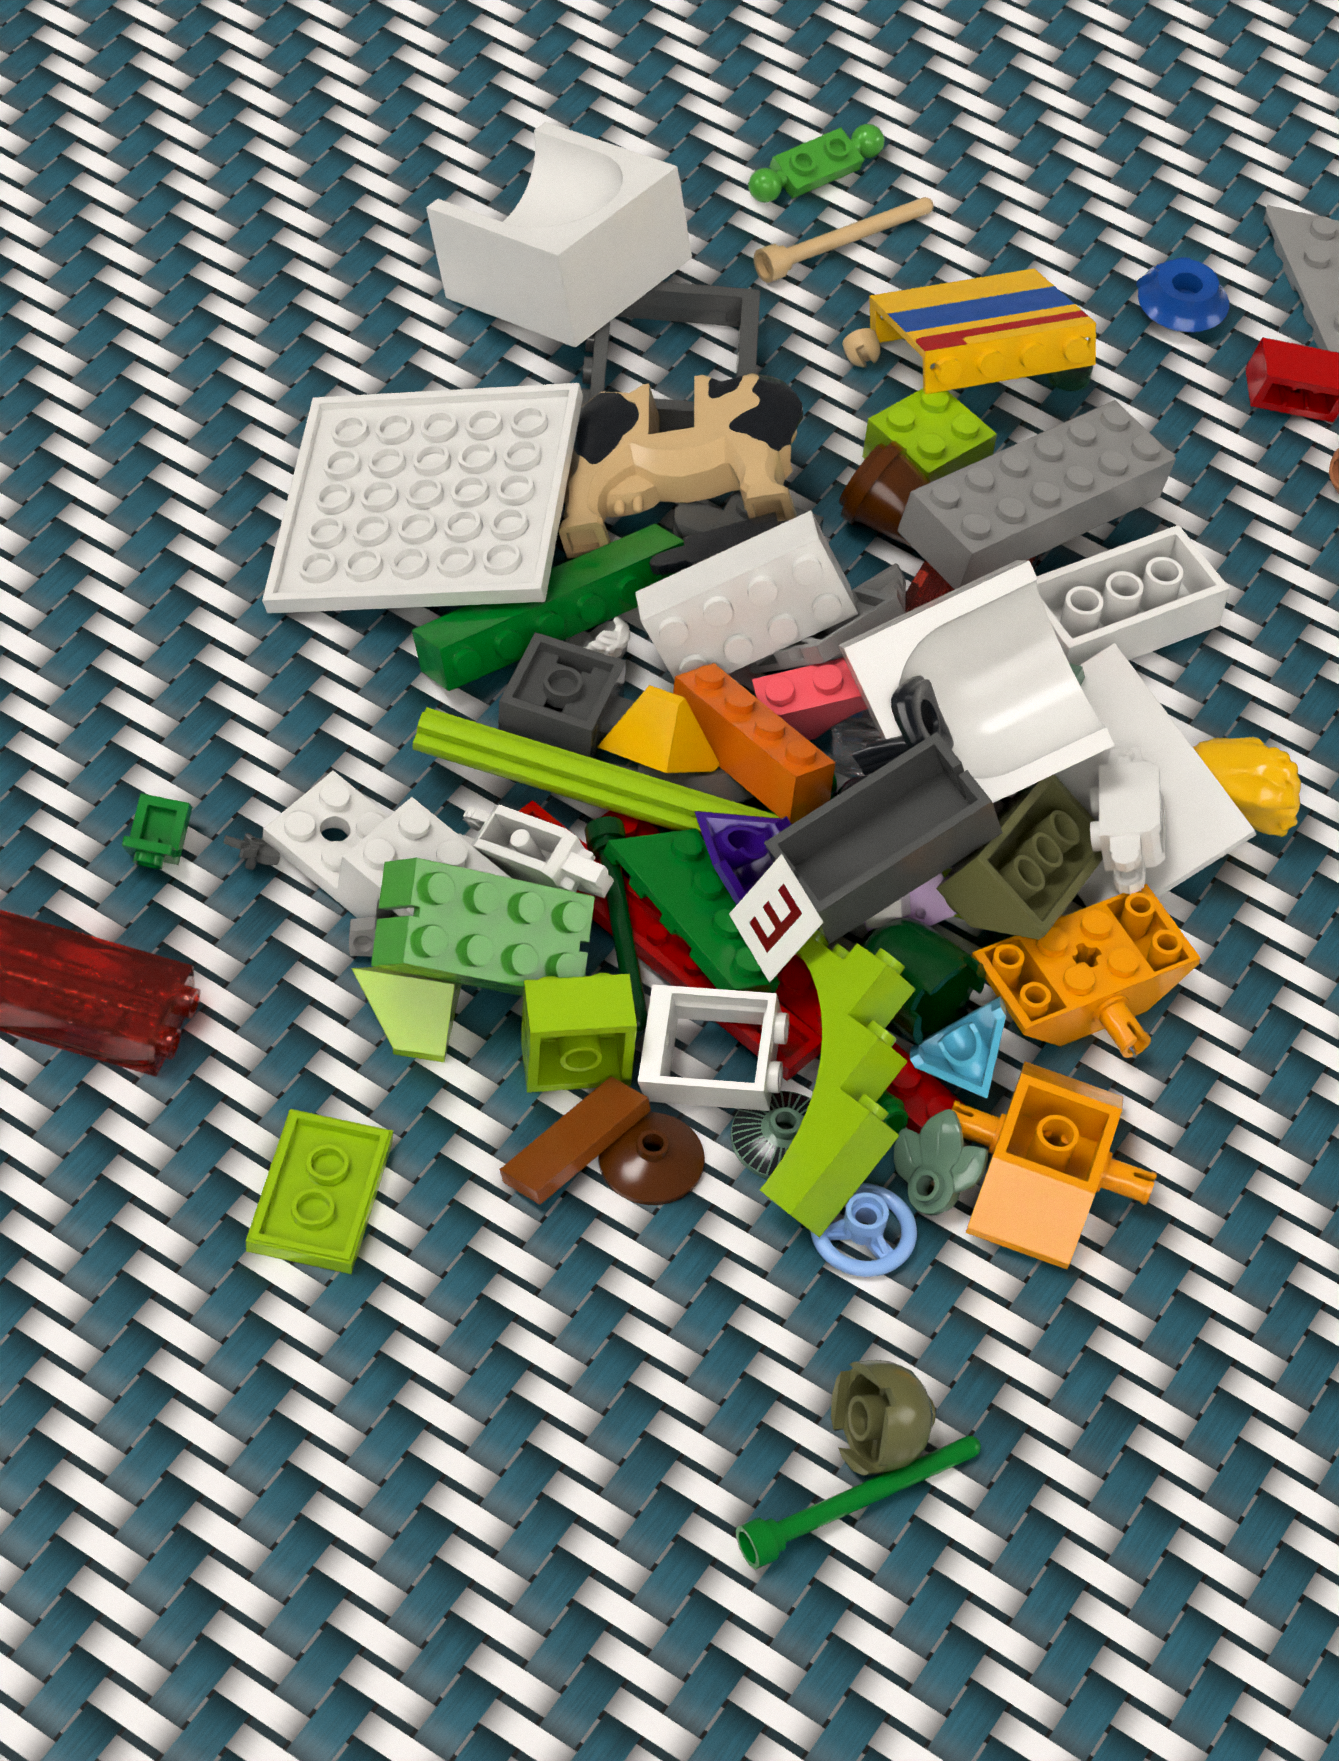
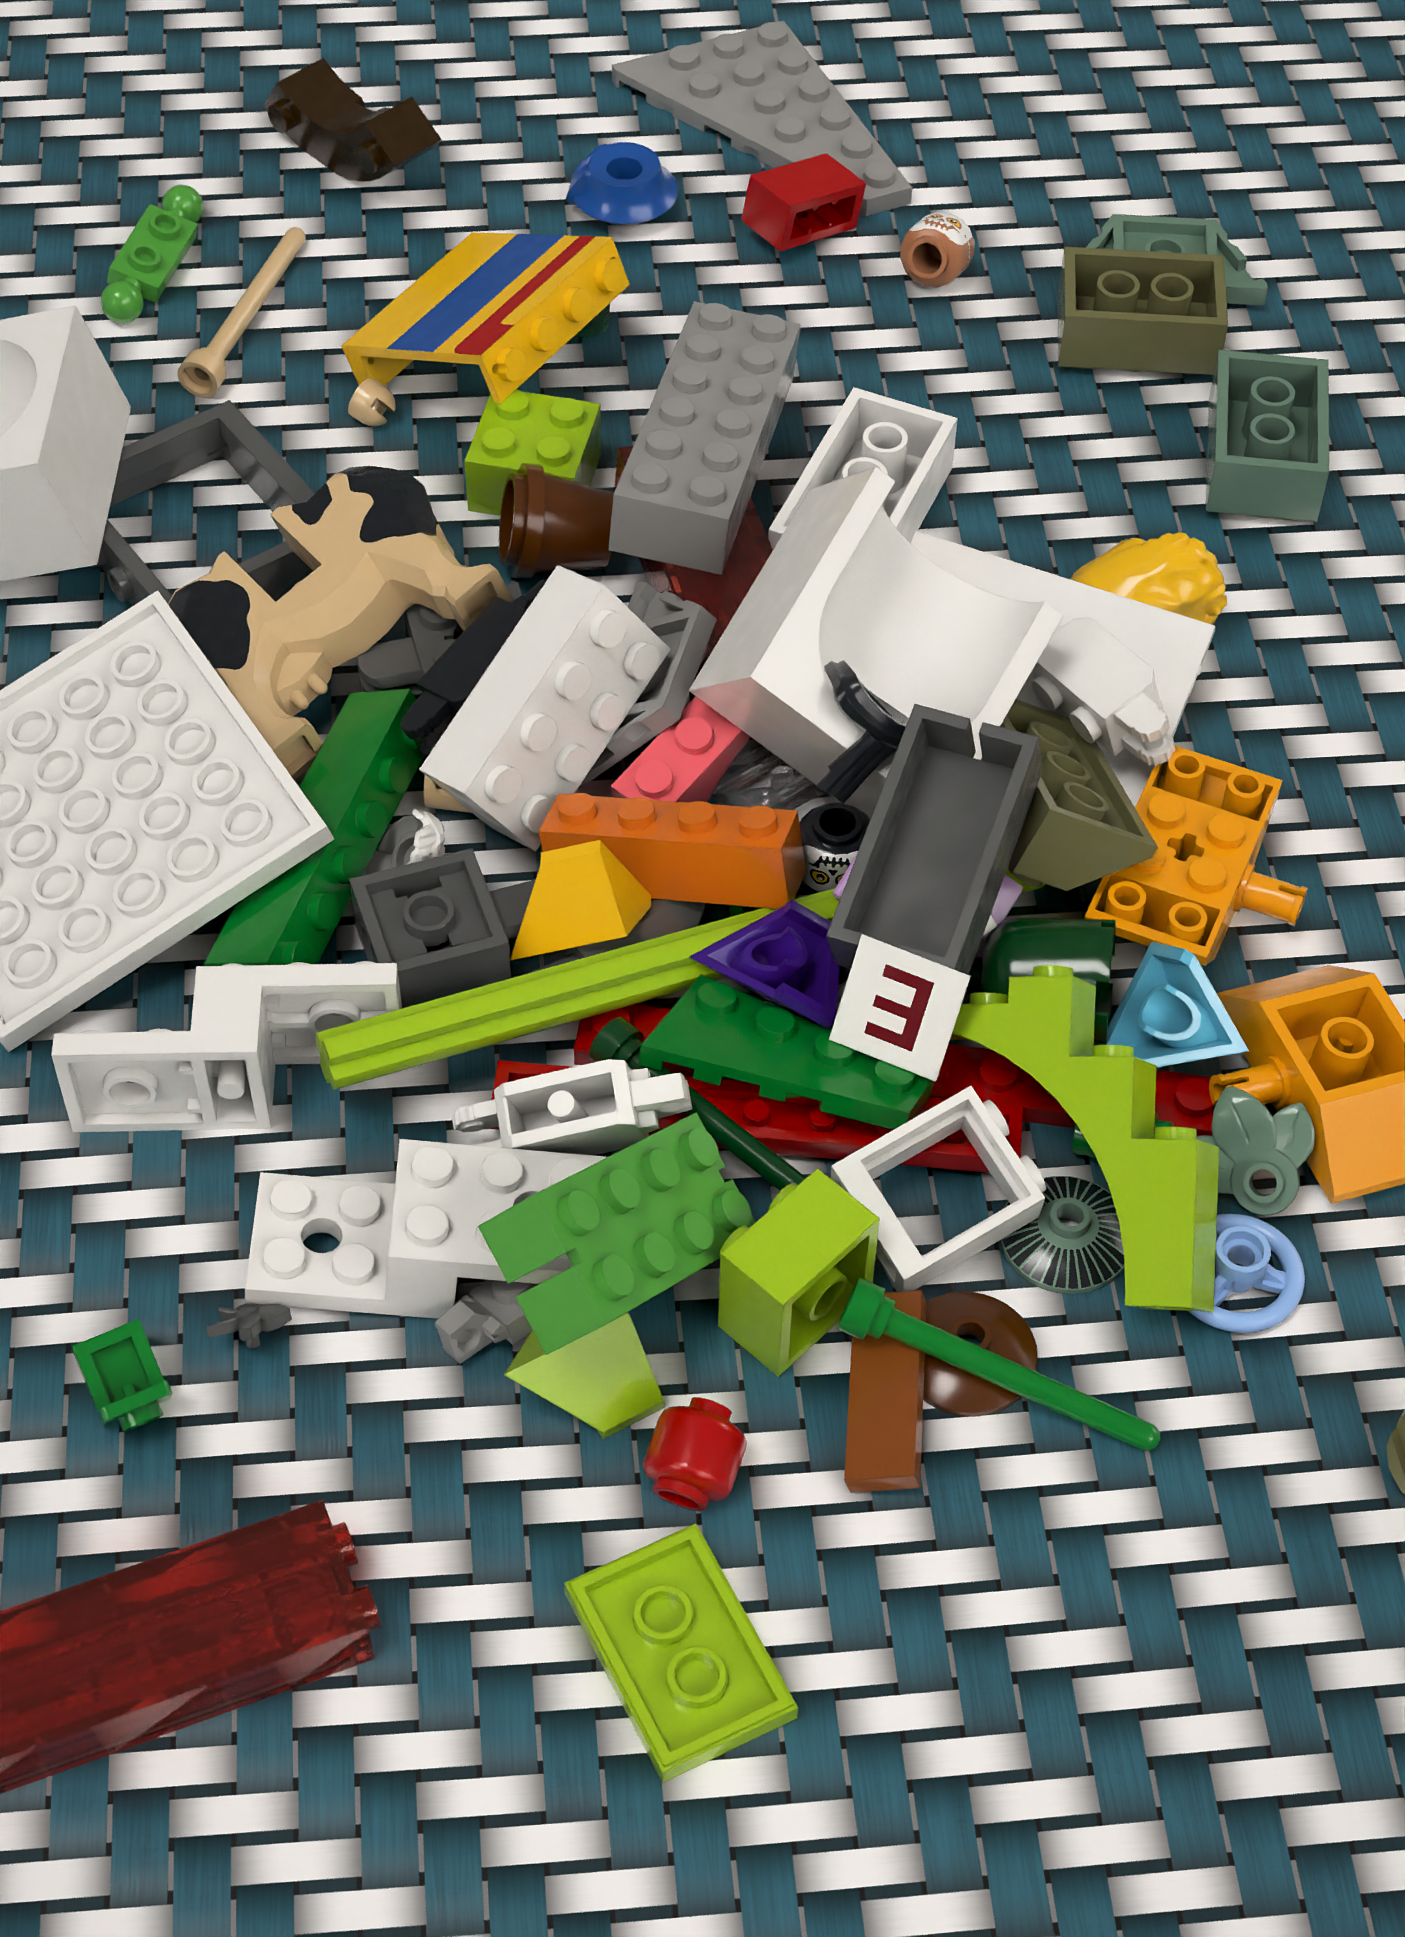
camera: 35 degrees left, 0 degrees up
(375, 687) = (226, 1063): none -> white bracket
(426, 1092) = (694, 1454): none -> red head
(597, 1083) = (875, 1315): none -> green piece
(1023, 142) = (340, 132): none -> dark brown brick

